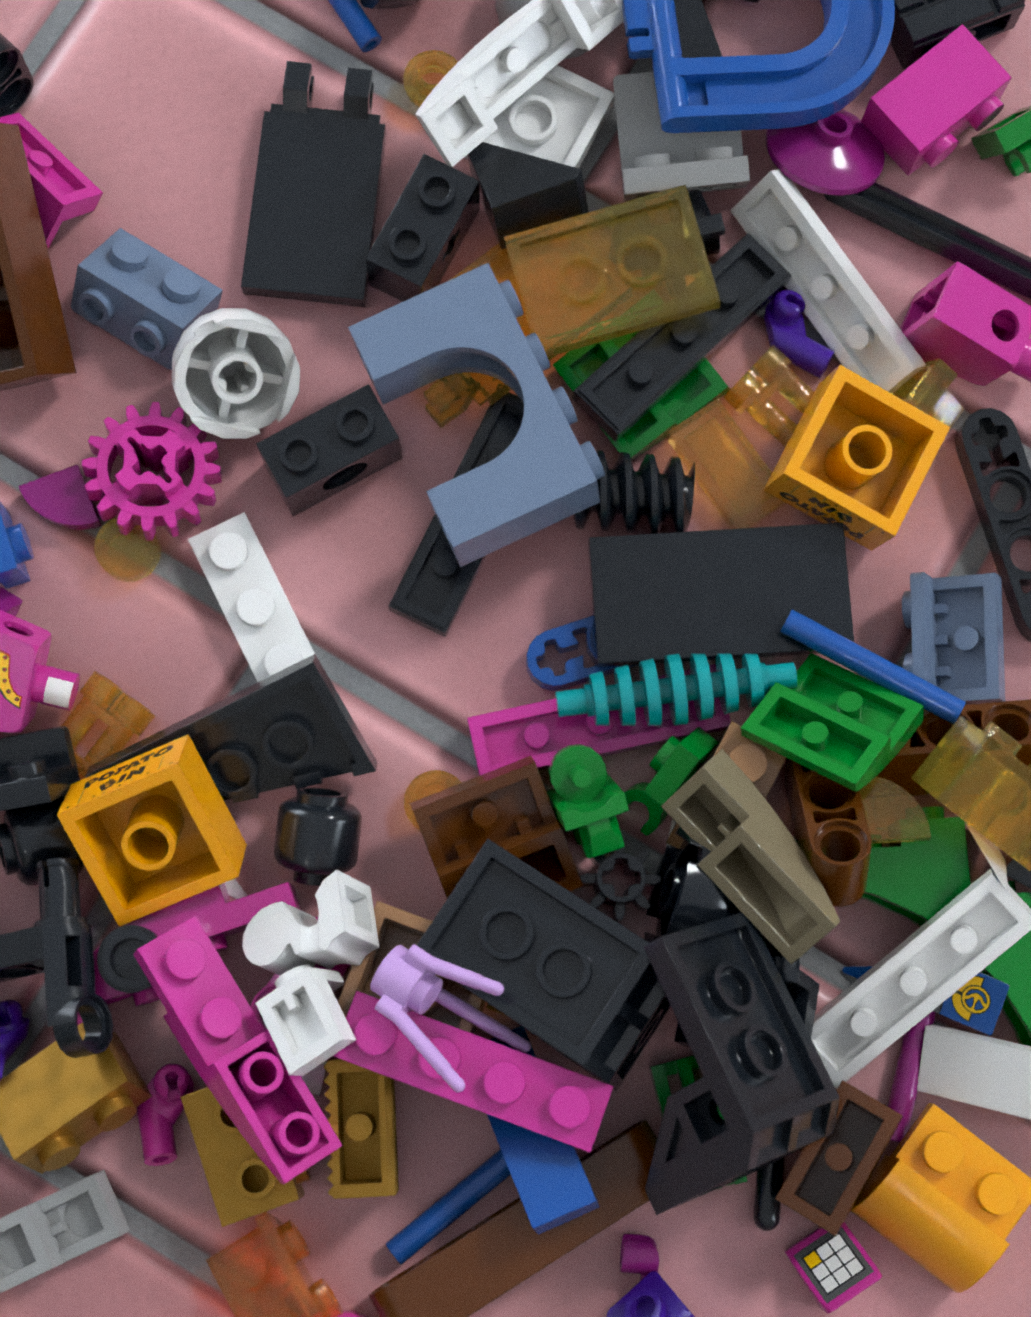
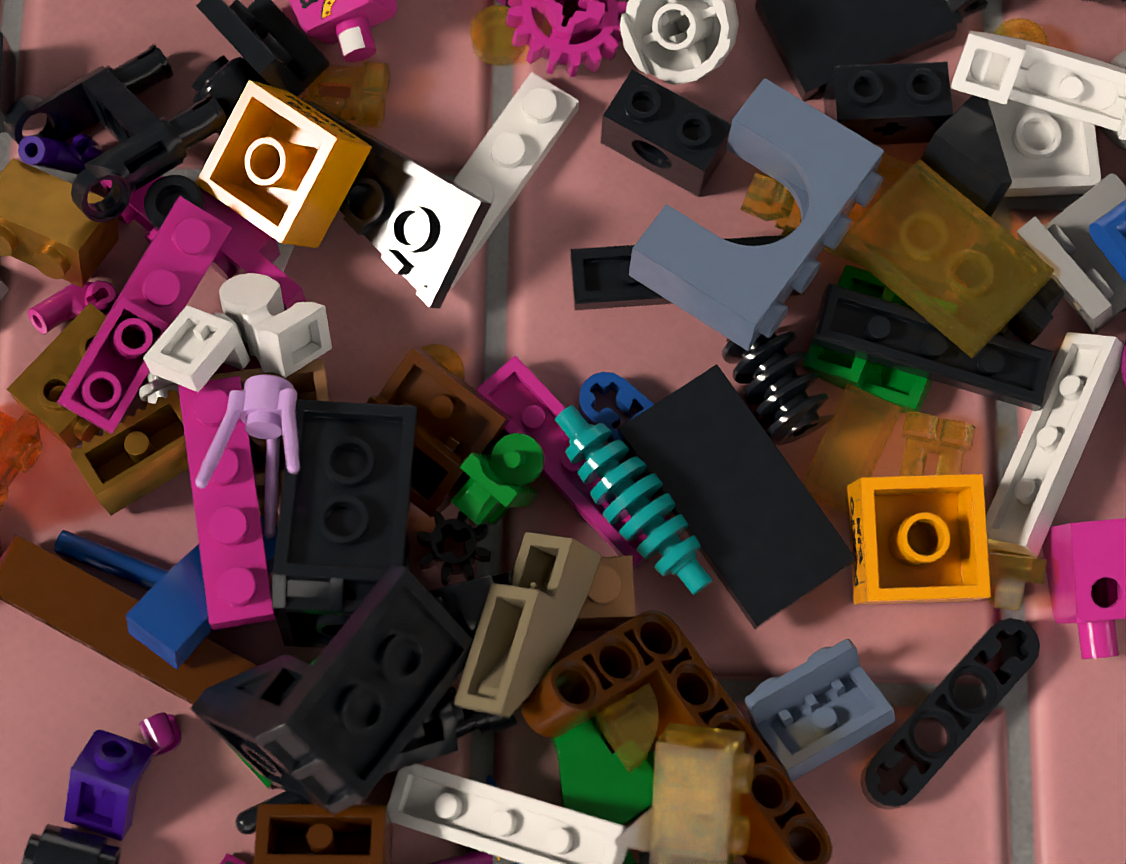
camera: 60 degrees right, 5 degrees down
(317, 834) = (356, 294): black head -> none
(674, 767) = (569, 525): green plate -> none
(788, 333) = (995, 435): dark purple arm -> none
(834, 723) = (679, 639): green slope -> none
(872, 666) = (747, 646): blue bar -> none

